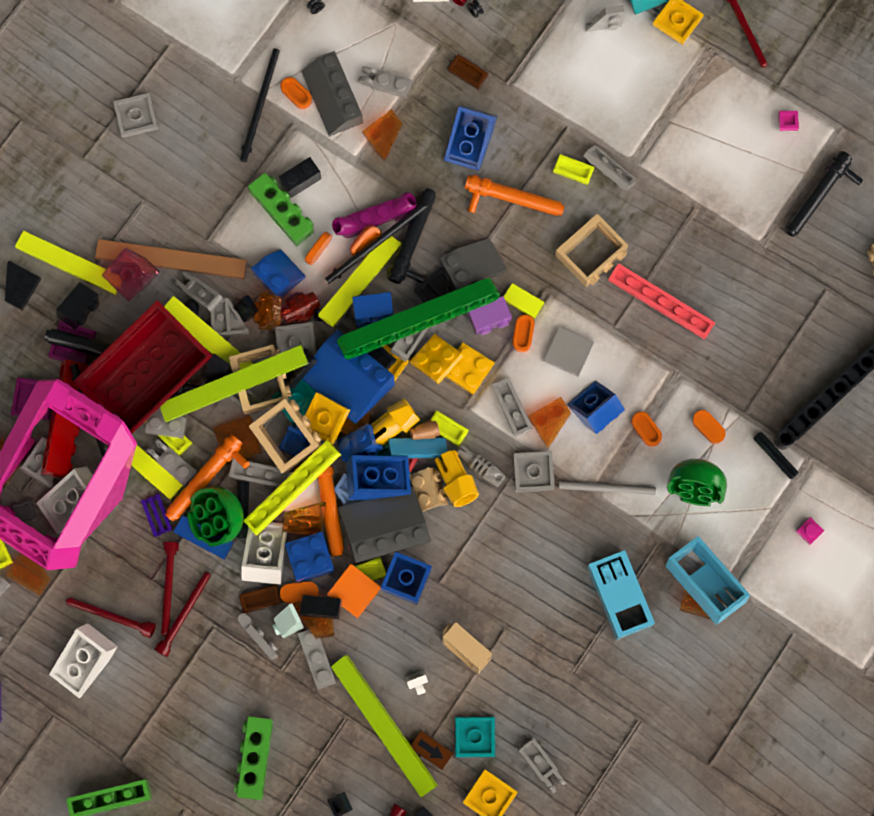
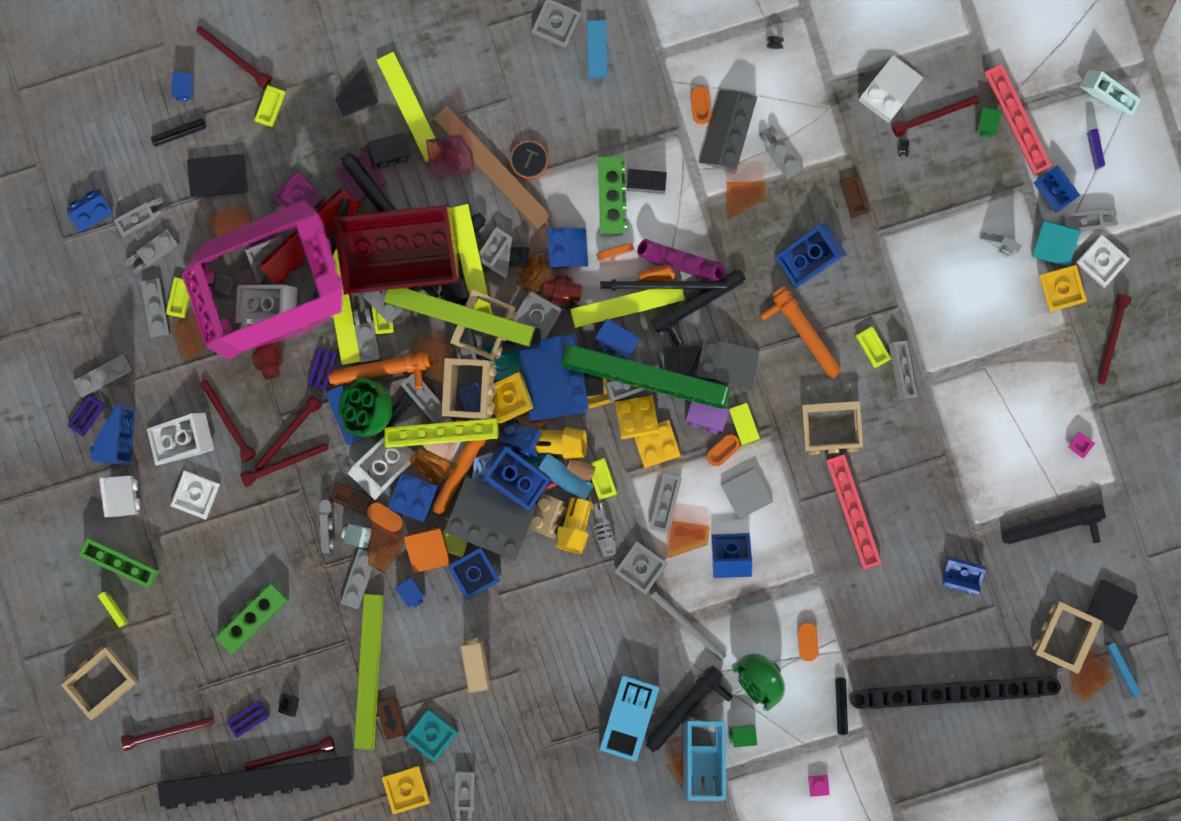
camera: 45 degrees right, 10 degrees up
(27, 697) = (115, 438): none -> blue slope
(68, 743) = (119, 496): none -> white slope
(107, 541) = (268, 359): none -> clear red piece
(130, 696) = (195, 494): none -> white tile
(182, 111) = (597, 49): none -> dark azure tile
(195, 231) = (529, 159): none -> black tile
(199, 292) = (492, 215): light grey hinge -> none
(246, 148) = (623, 121): black bar -> none
(320, 607) = (391, 543): black tile -> none
(367, 635) = (410, 593): none -> blue brick
(417, 680) = (420, 658): white tile -> none
(646, 429) = (757, 604): orange tile -> none
(658, 522) = (703, 686): none -> black cylinder
(720, 538) = (743, 736): none -> green brick
(784, 283) = (963, 575): none -> blue bracket

